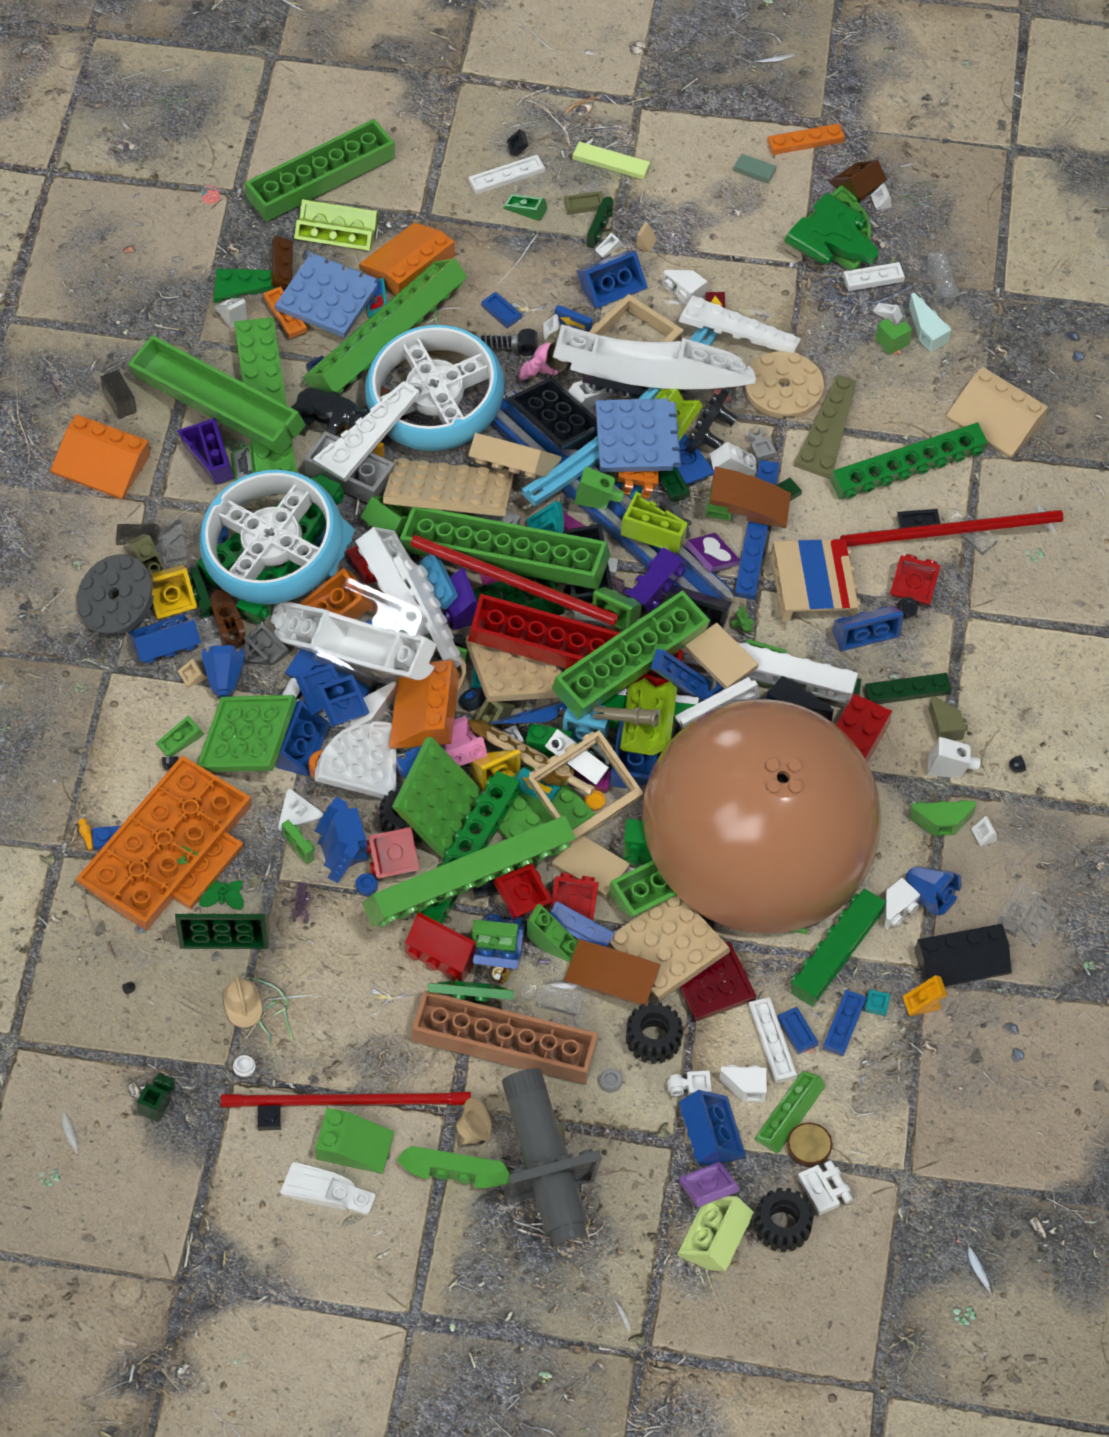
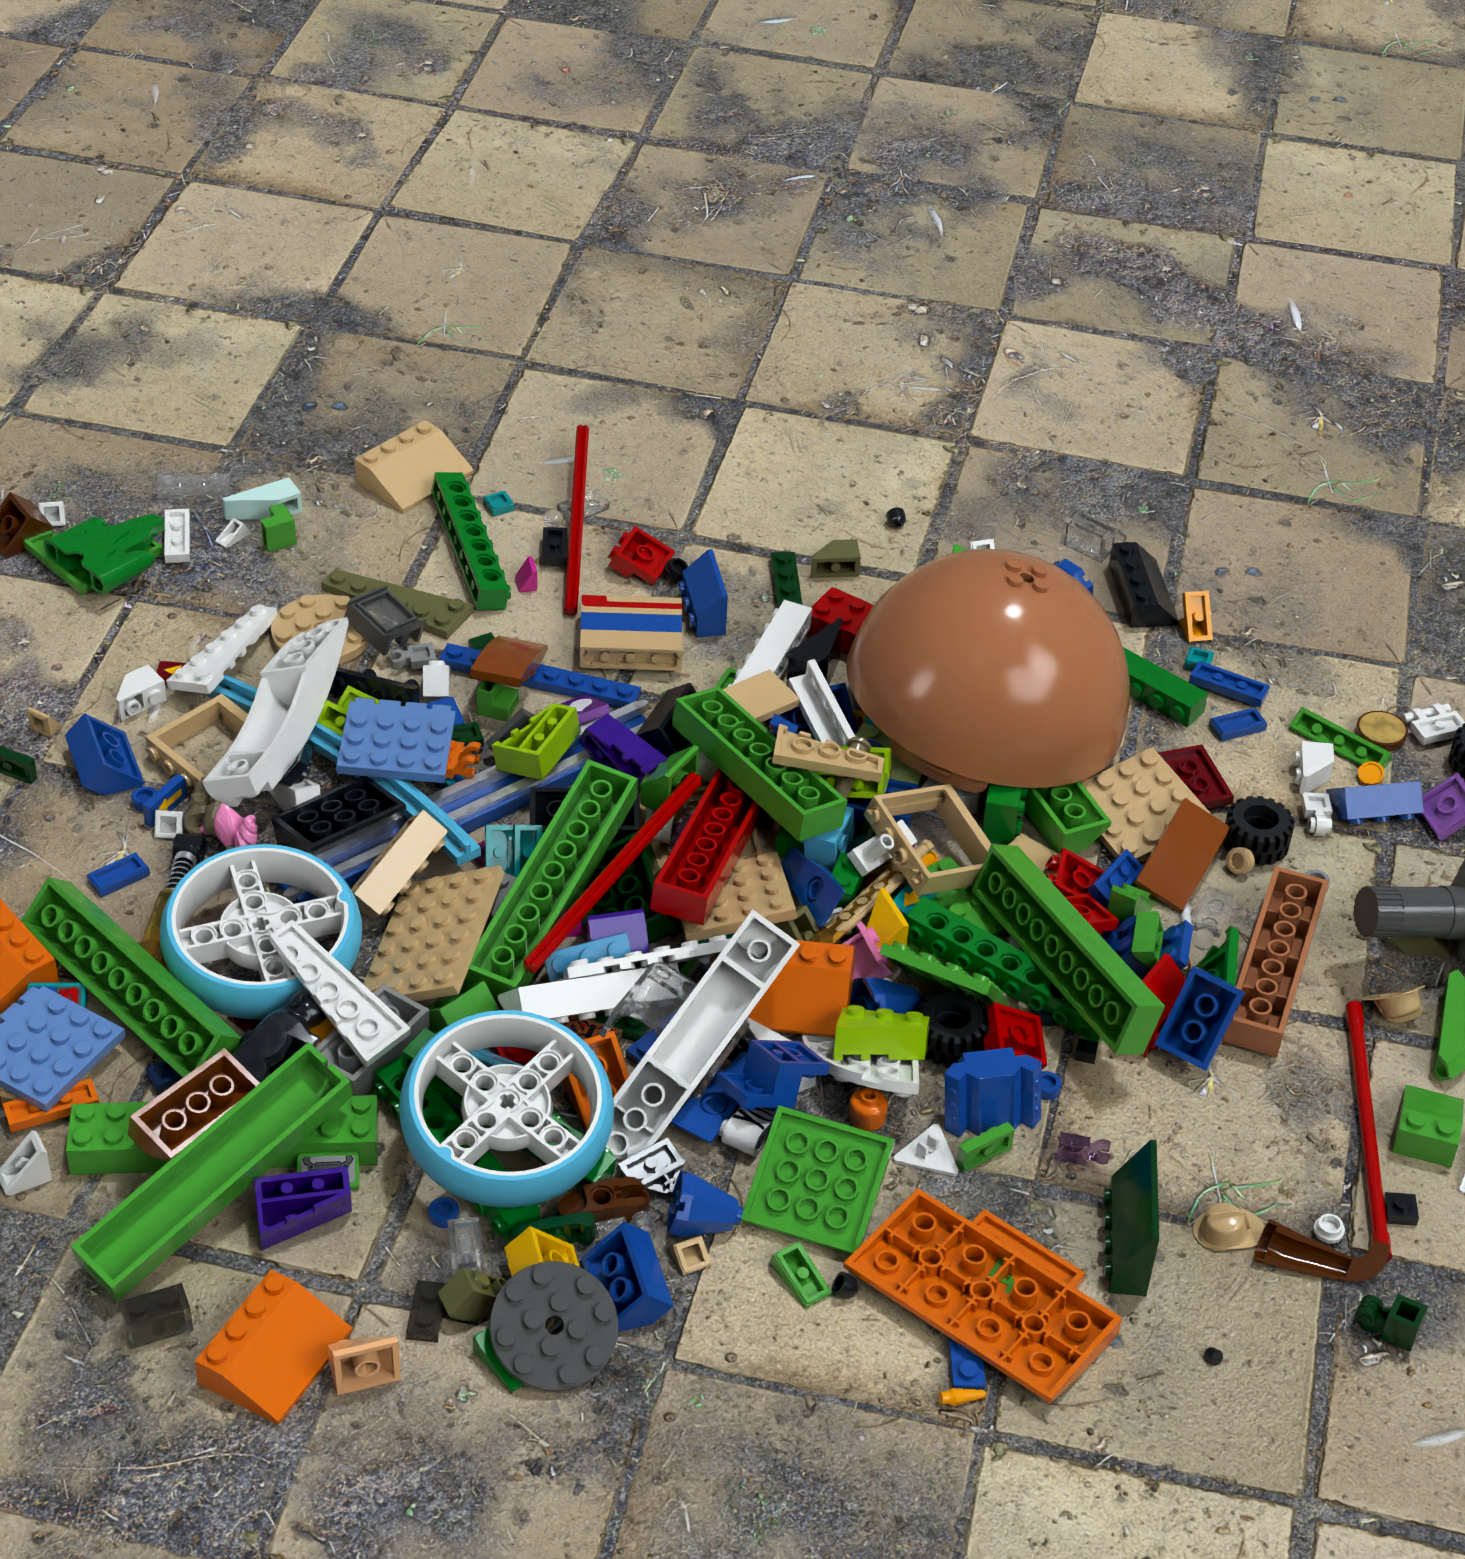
camera: 85 degrees left, 15 degrees down
(87, 498) = (364, 1363): none -> light nougat slope
(216, 1043) = (1299, 1253): none -> reddish brown animal
(224, 891) = (1060, 1236): green piece -> none
(257, 370) = (190, 1106): none -> dark orange slope
(376, 757) = (881, 1033): none -> lime wedge
(420, 967) = (1200, 1017): none -> blue slope
(581, 308) = (141, 795): none -> blue tile
(596, 489) = (477, 780): bright green torso -> none
(609, 245) = (43, 760): white piece -> none
(619, 1020) = (1240, 860): none -> tan tile
(627, 684) = (825, 757): none -> tan wing
(750, 1131) = (1371, 773): none -> light orange piece
(772, 1040) = (1252, 744): white tile -> none
(791, 414) = (383, 618): none -> dark grey window
(876, 508) = (527, 576): none -> dark pink slope
(951, 759) = (893, 554): white torso -> none
(970, 478) = (498, 503): none -> teal tile

